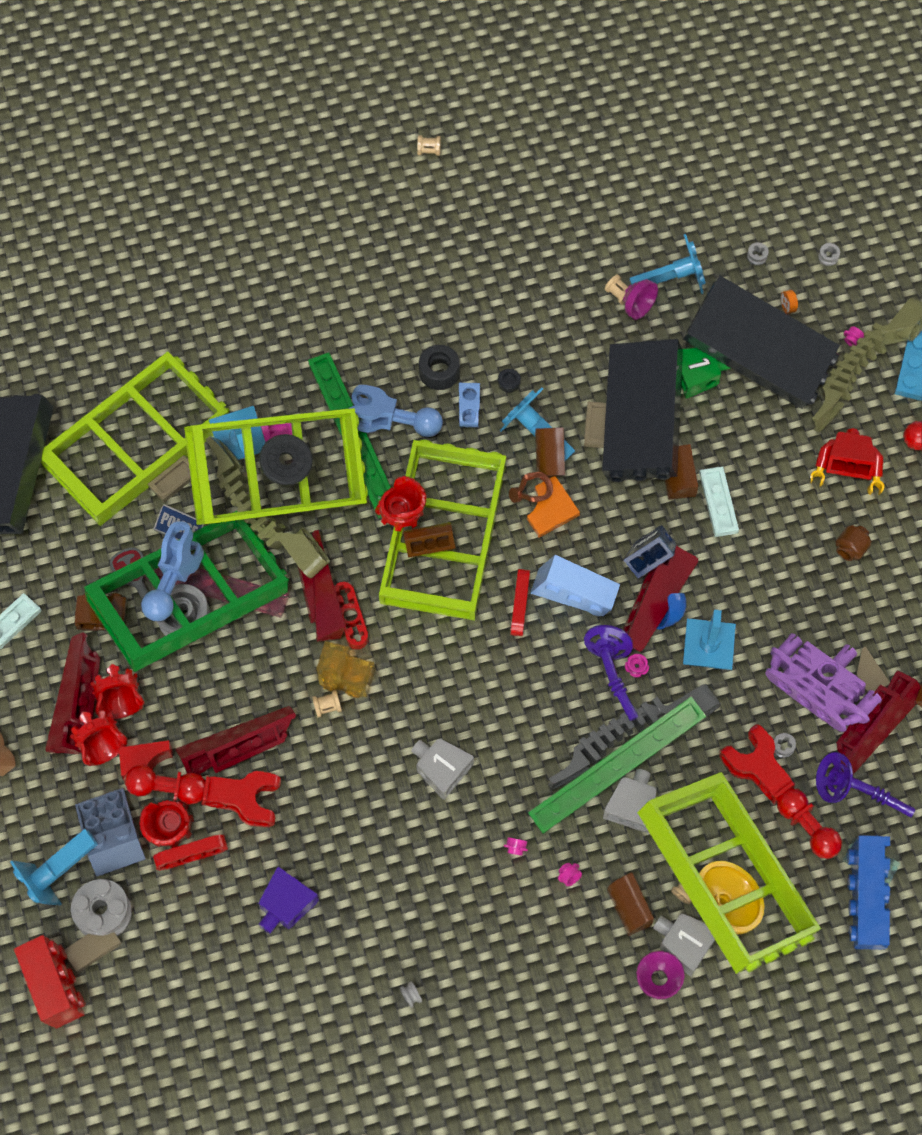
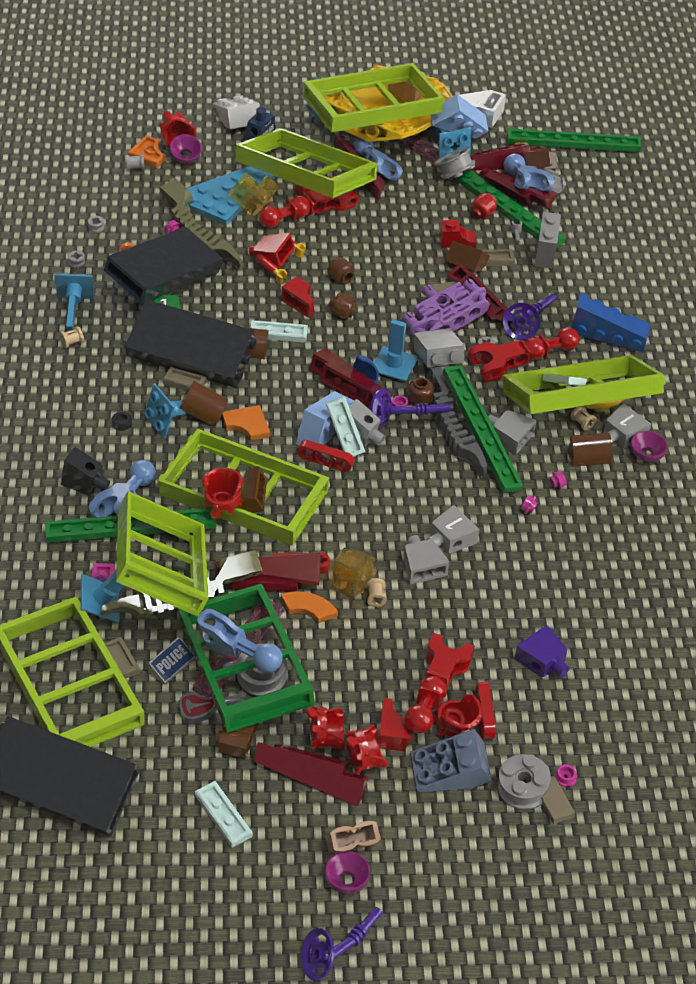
camera: 80 degrees left, 20 degrees down
(39, 879) = (483, 798): dark azure piece -> none
(50, 981) = (587, 822): red piece -> none
(116, 954) = (567, 771): none -> dark pink plate
(236, 743) = (392, 661): dark red wedge -> none
(282, 473) = (173, 541): black wheel -> none
(294, 640) = (309, 604): none -> orange tile
(388, 742) = (424, 560): none -> light grey torso
(403, 365) = (83, 473): none -> black torso
(410, 994) = (636, 591): light grey bush -> none
(439, 354) = (98, 449): black tyre -> none
(469, 404) = (136, 445): medium blue leg -> none
(516, 493) = (230, 435): copper piece -> none
(552, 607) = (345, 426): none -> light aqua tile
(578, 620) = (366, 423): none -> light grey torso
(640, 298) = (88, 323): magenta piece -> none
(654, 547) = (313, 364): dark blue torso -> none
(658, 682) = (420, 391): none -> reddish brown head
(723, 845) = (564, 379): none -> light aqua tile
(742, 686) = (438, 347): none -> light grey brick
(785, 560) = (342, 306): none -> reddish brown head
(787, 505) = (297, 295): none -> red arch

